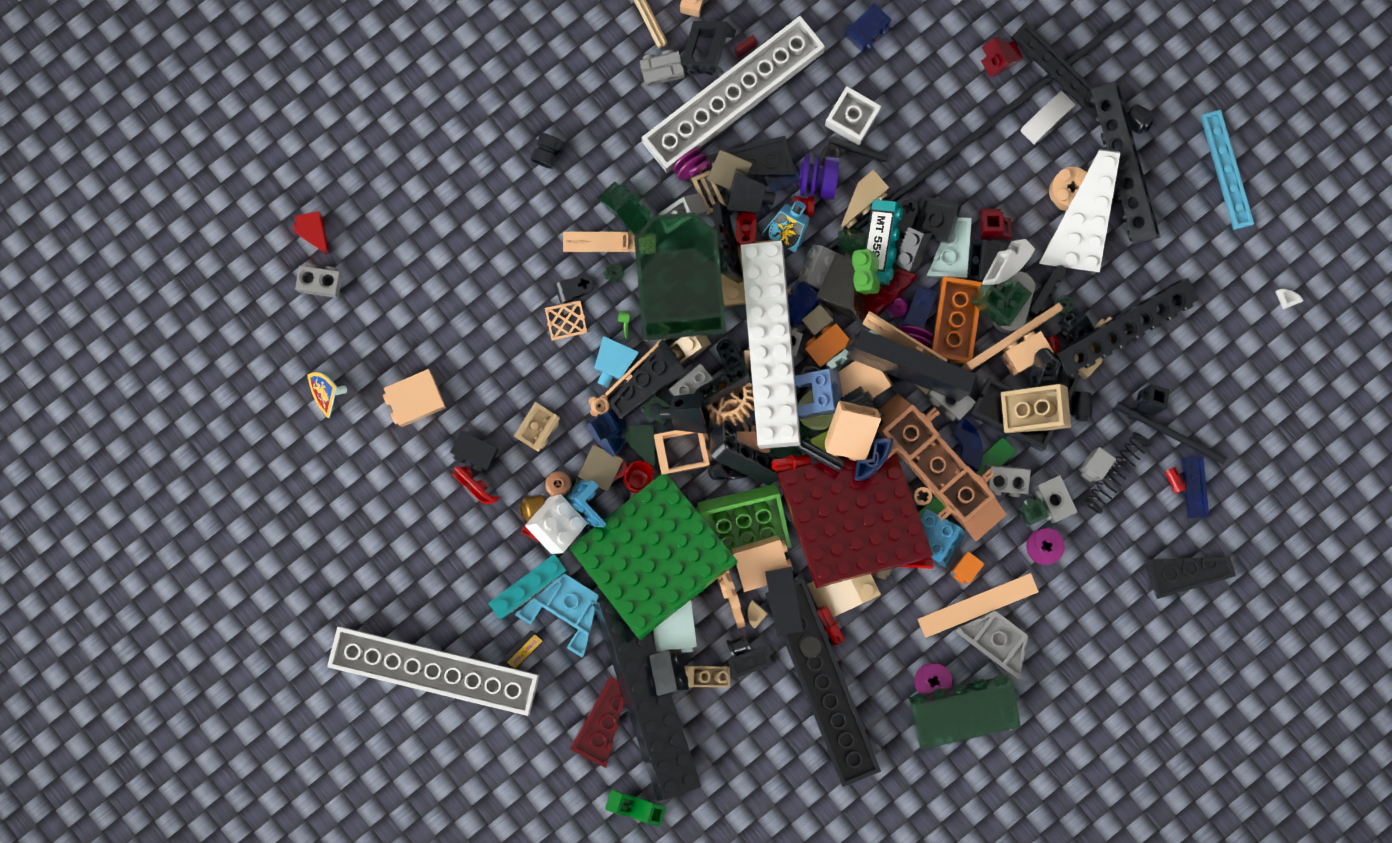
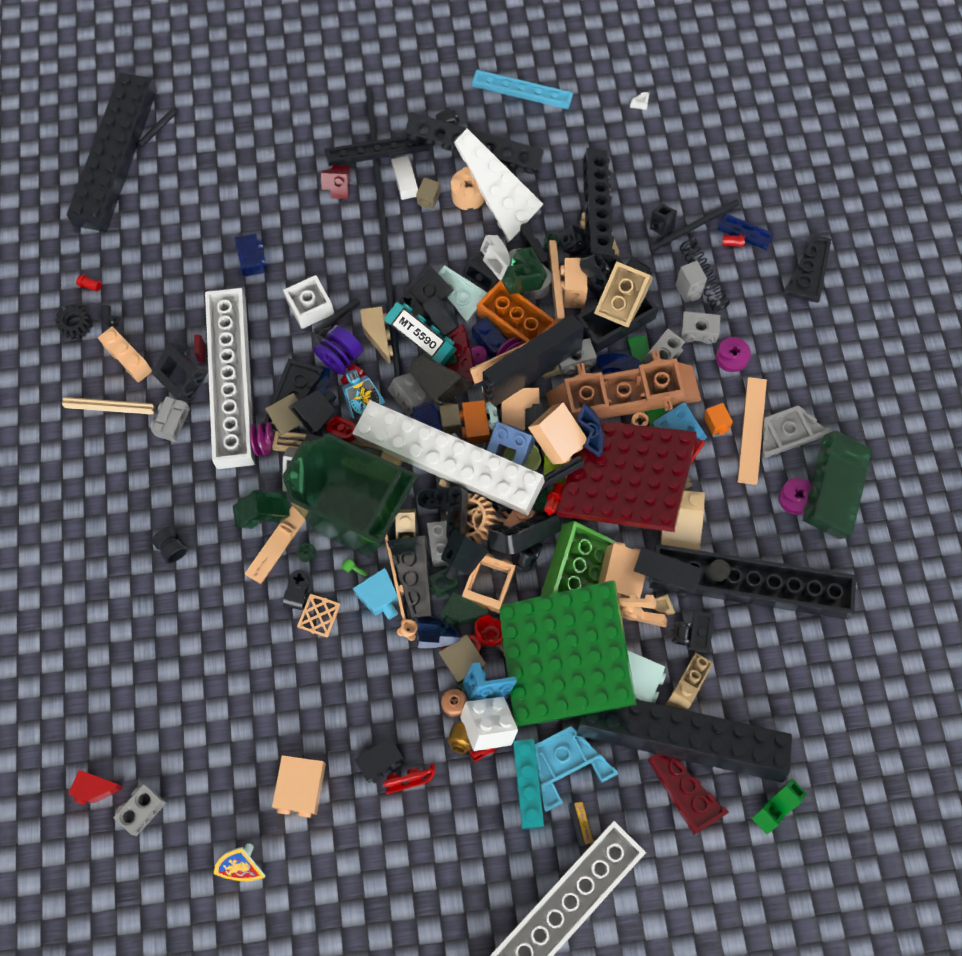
camera: 60 degrees left, 15 degrees down
(537, 427) = (393, 692): tan bracket -> none
(669, 672) = (677, 699): black brick -> none
(830, 625) = (707, 547): red axle -> none
(851, 240) = (404, 355): clear green brick -> none
(866, 268) = (434, 351): bright green brick -> none
(994, 225) = (459, 253): dark red brick -> none
(1033, 511) = (700, 346): clear green brick -> none
(1042, 153) = (428, 193): none -> dark tan brick

